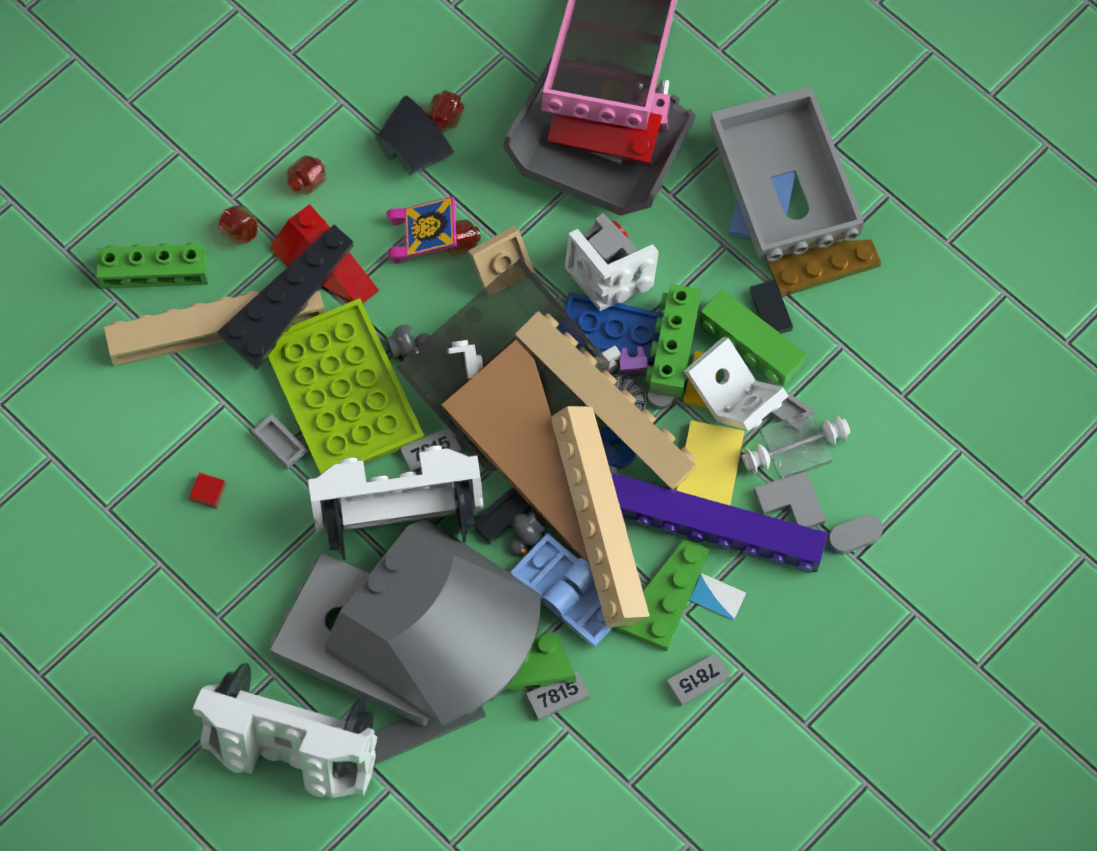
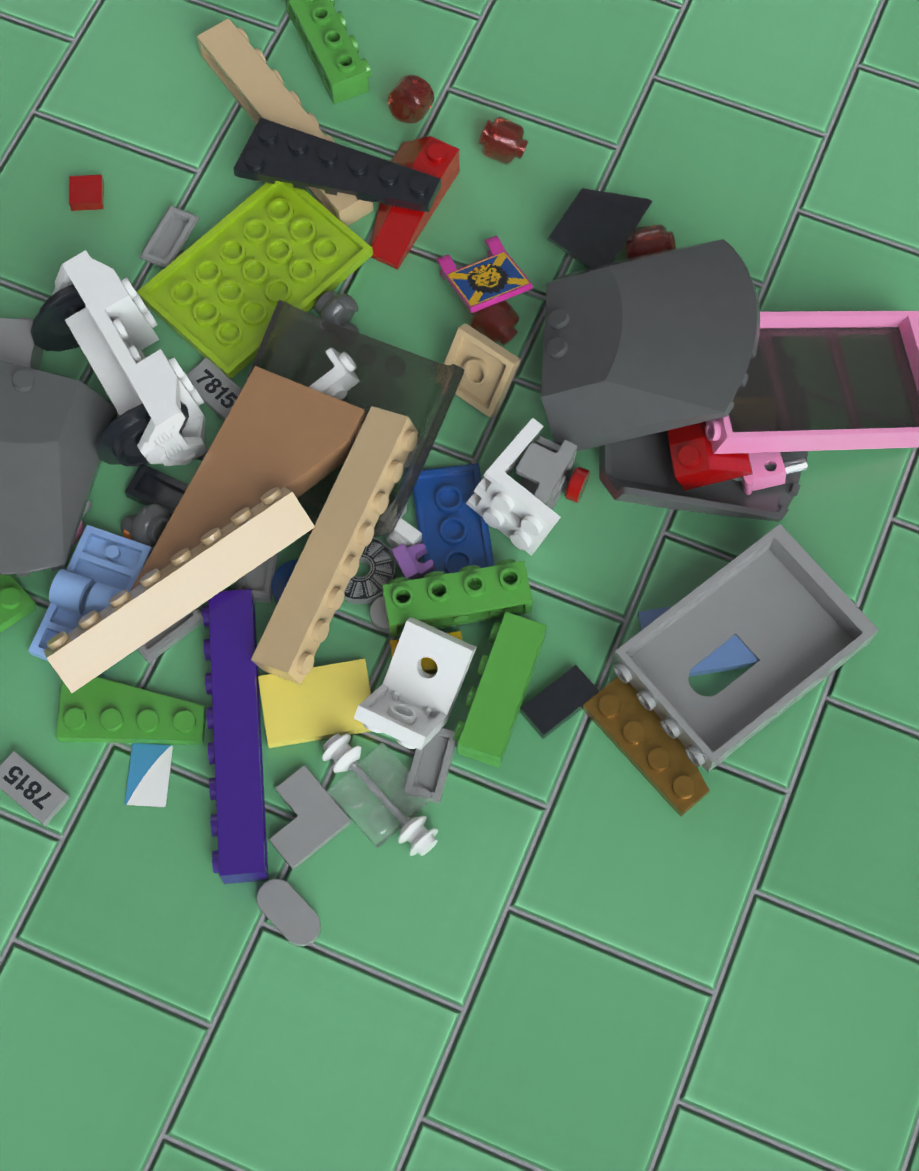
camera: 70 degrees right, 0 degrees up
(540, 134) = (647, 344): none -> dark grey windscreen

